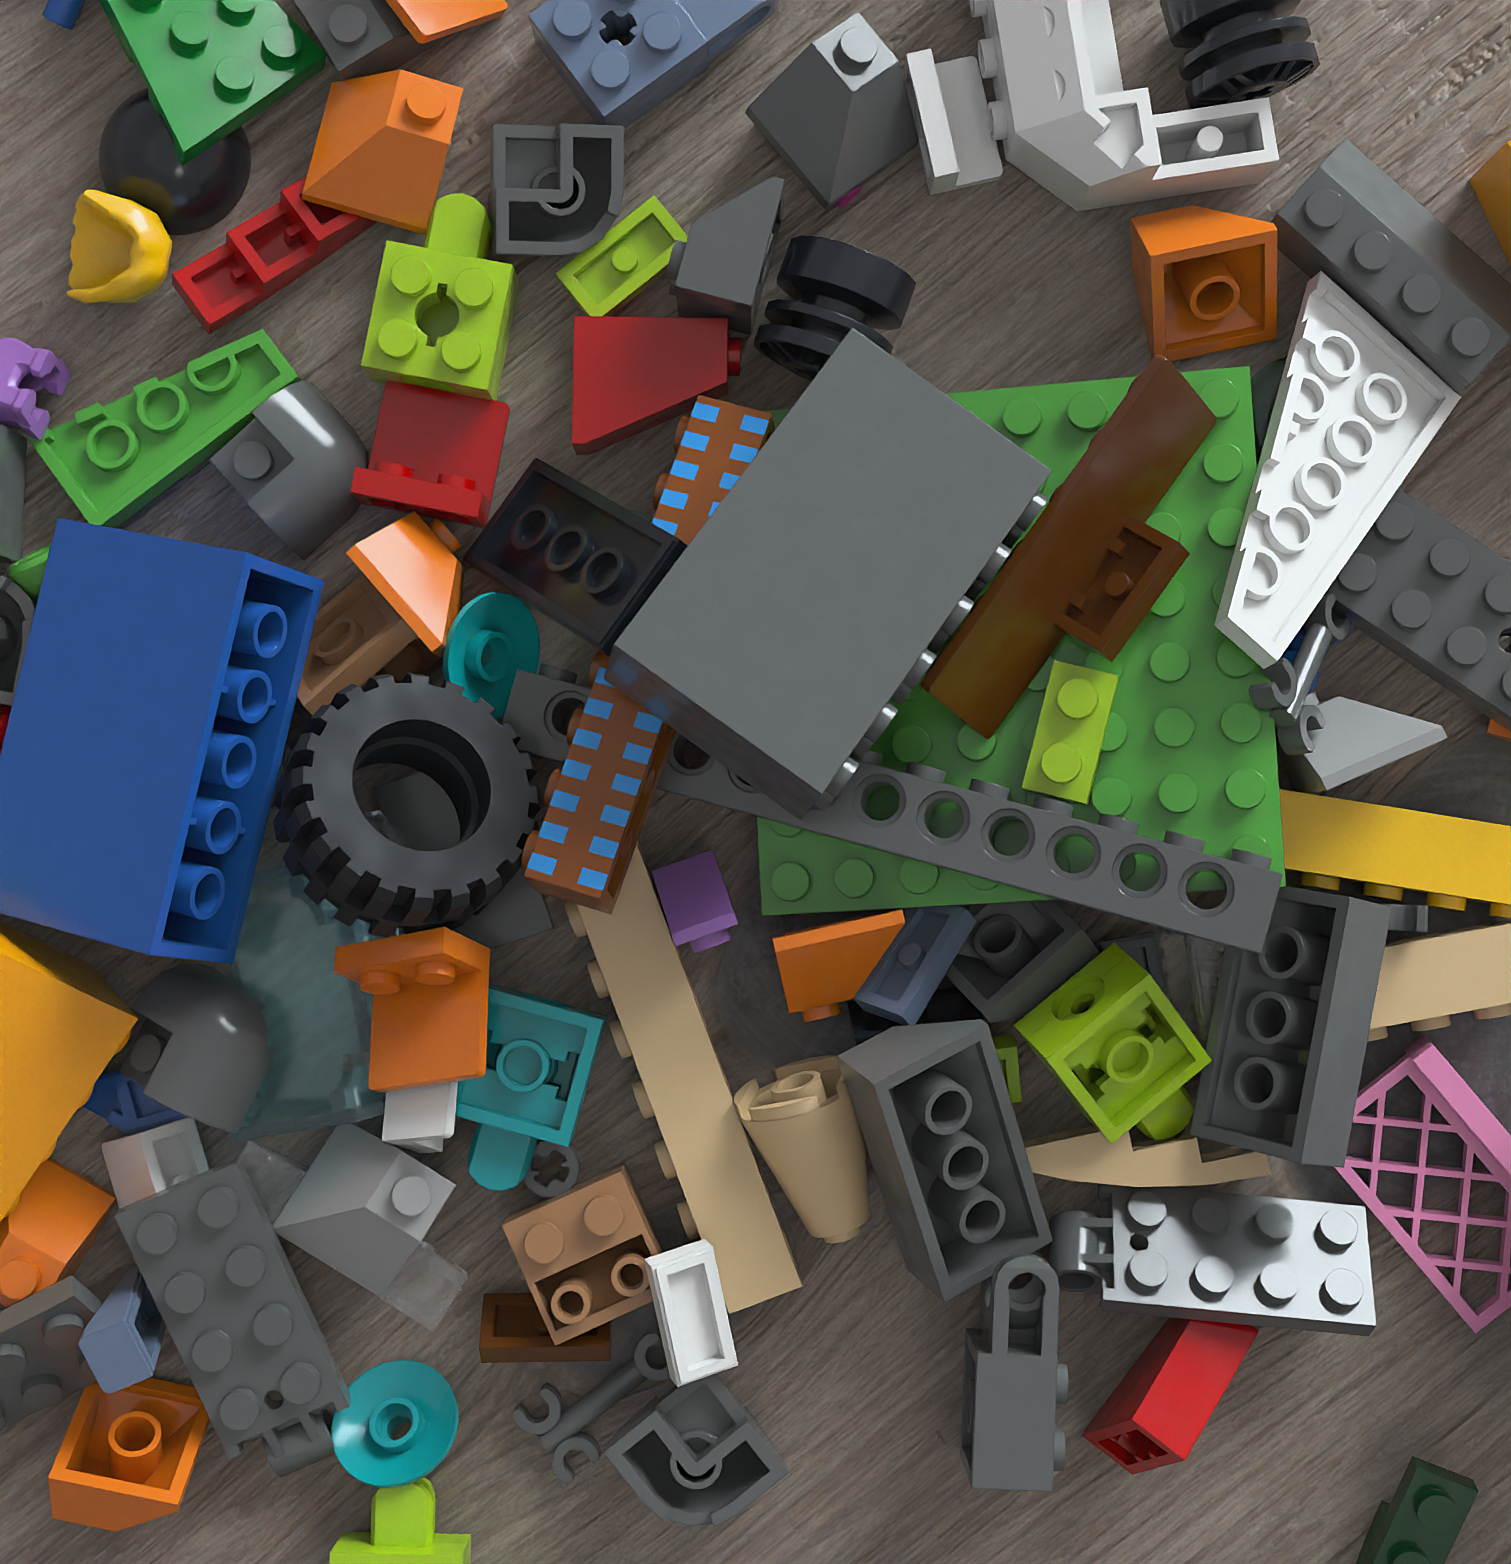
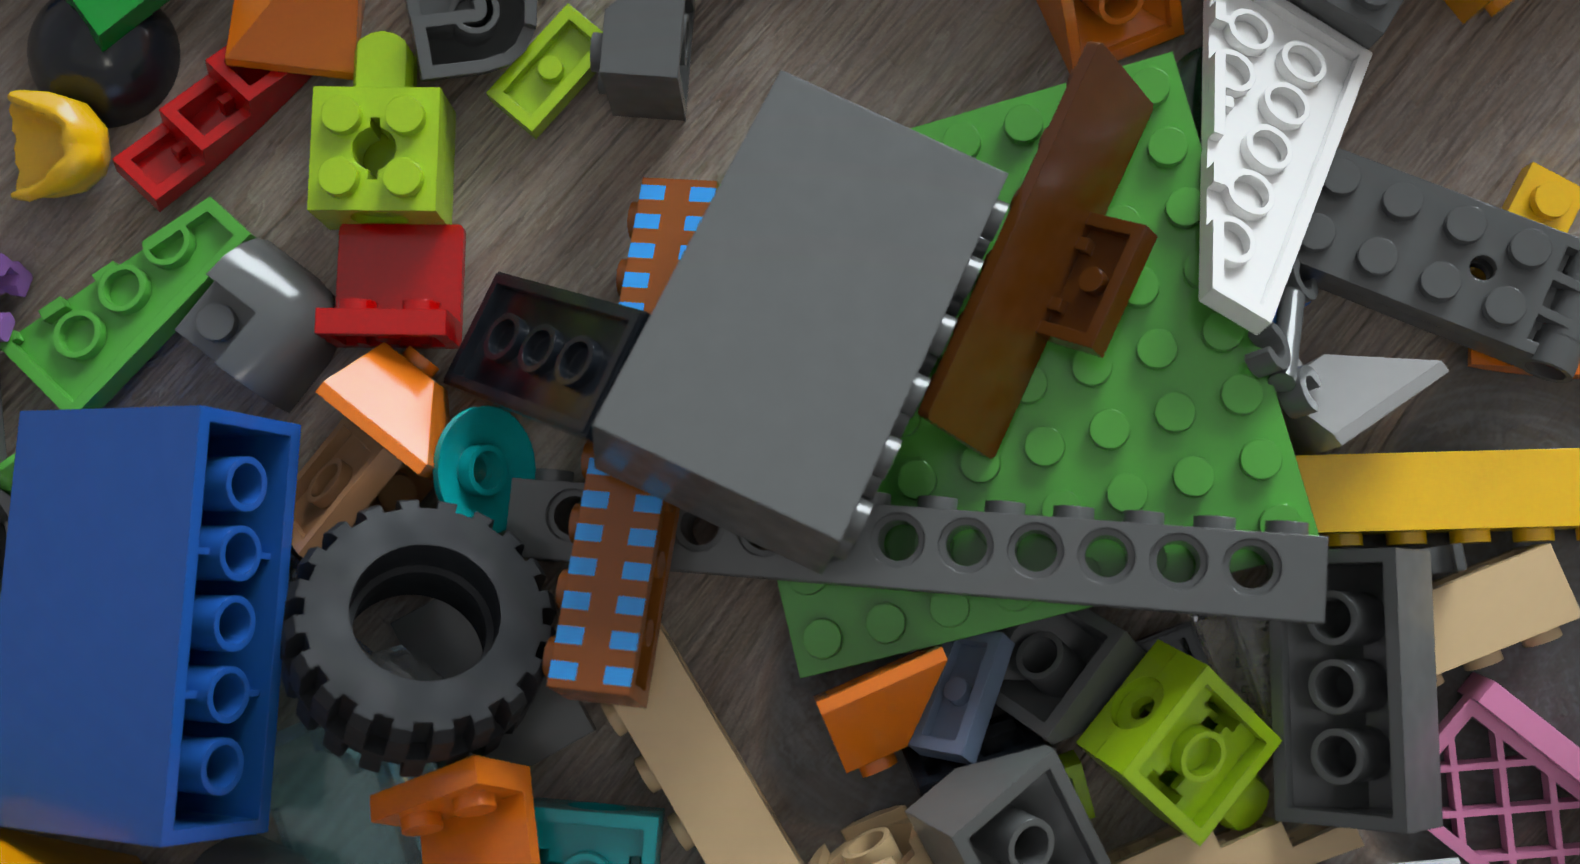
camera: 10 degrees left, 5 degrees down
(644, 373) = (587, 171): red slope -> none
(696, 901) = (732, 678): medium lavender slope -> none
(834, 291) = (743, 54): black wheel -> none
(1070, 732) = (1074, 436): lime plate -> none

